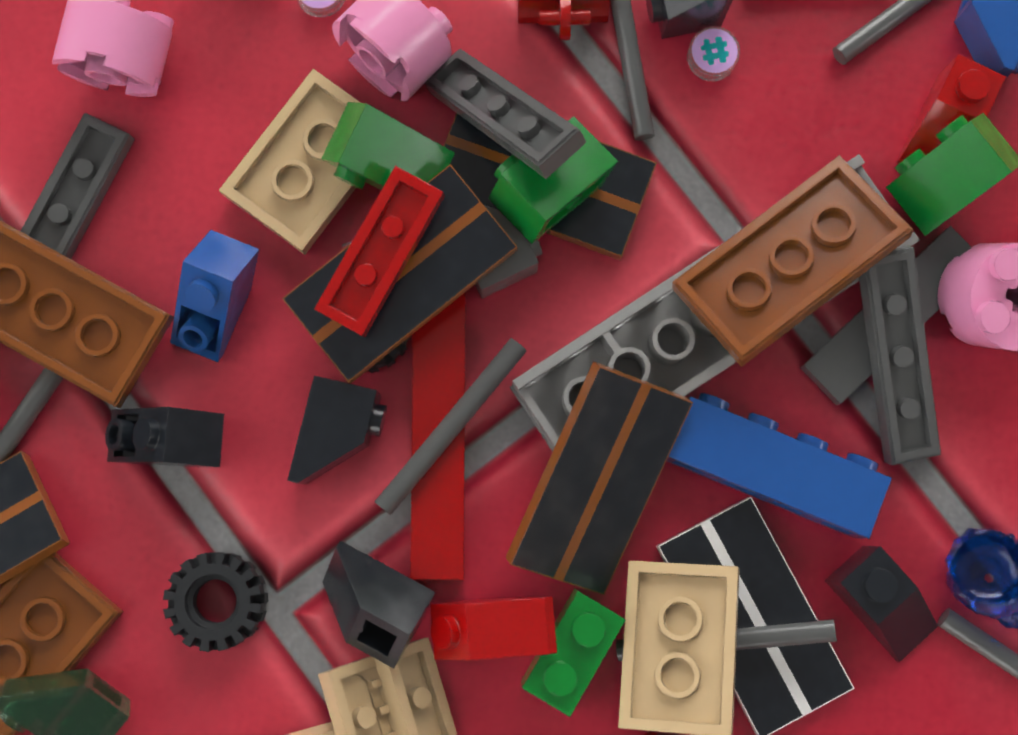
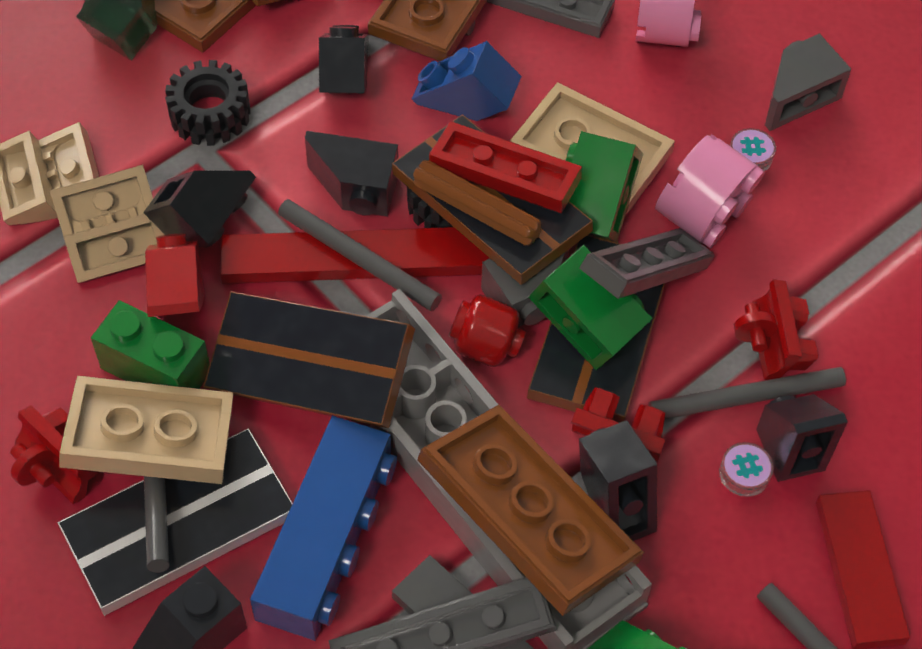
camera: 90 degrees right, 25 degrees down
(423, 287) = (477, 202): none -> dark orange axle
(554, 293) = (487, 330): none -> red head
(688, 174) = (599, 414): none -> red hips
(747, 172) = (621, 478): none -> black slope

